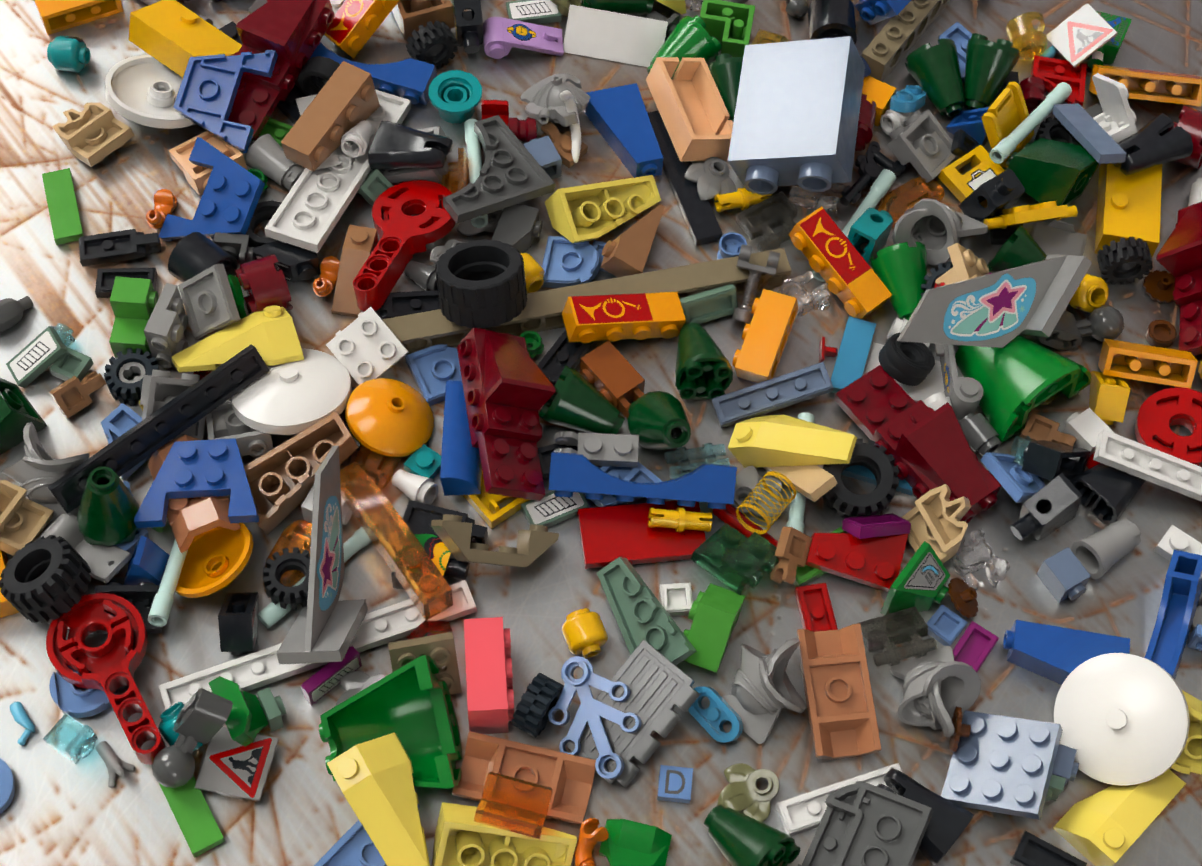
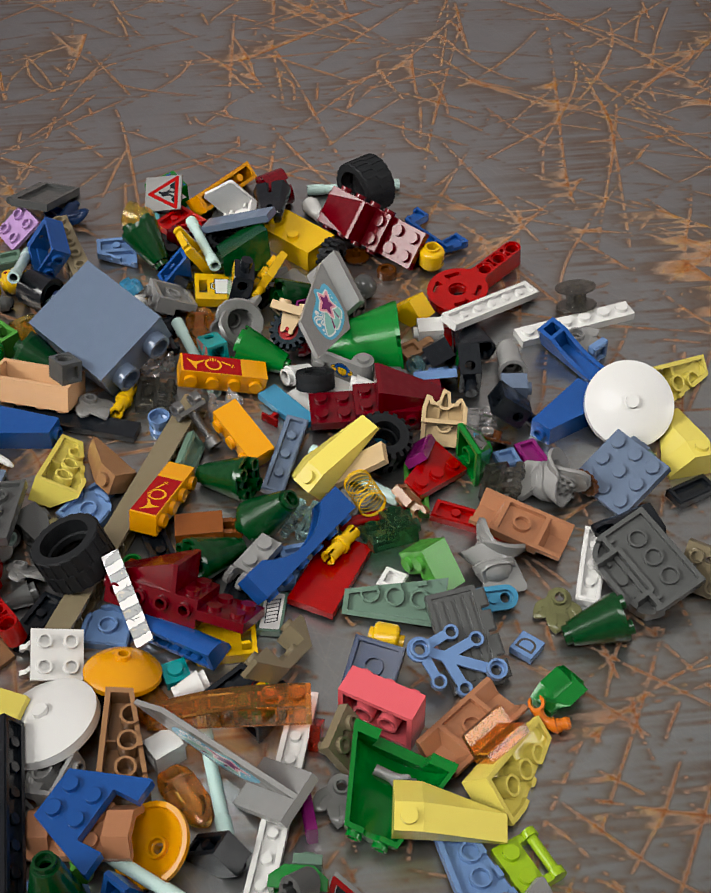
camera: 55 degrees left, 15 degrees down
(280, 565) = (212, 808): black tyre -> none
(413, 733) = (389, 775): none -> light grey bar
(460, 364) = (127, 598): none -> sticker
(536, 703) = (424, 680): black bush -> none
(540, 640) = (377, 656): none -> tile
(715, 119) = (65, 368): none -> dark grey brick
(939, 75) = (125, 263): dark green cone -> none
(1019, 584) = (510, 405): none -> black torso
(1147, 363) = (406, 282): light orange brick -> none

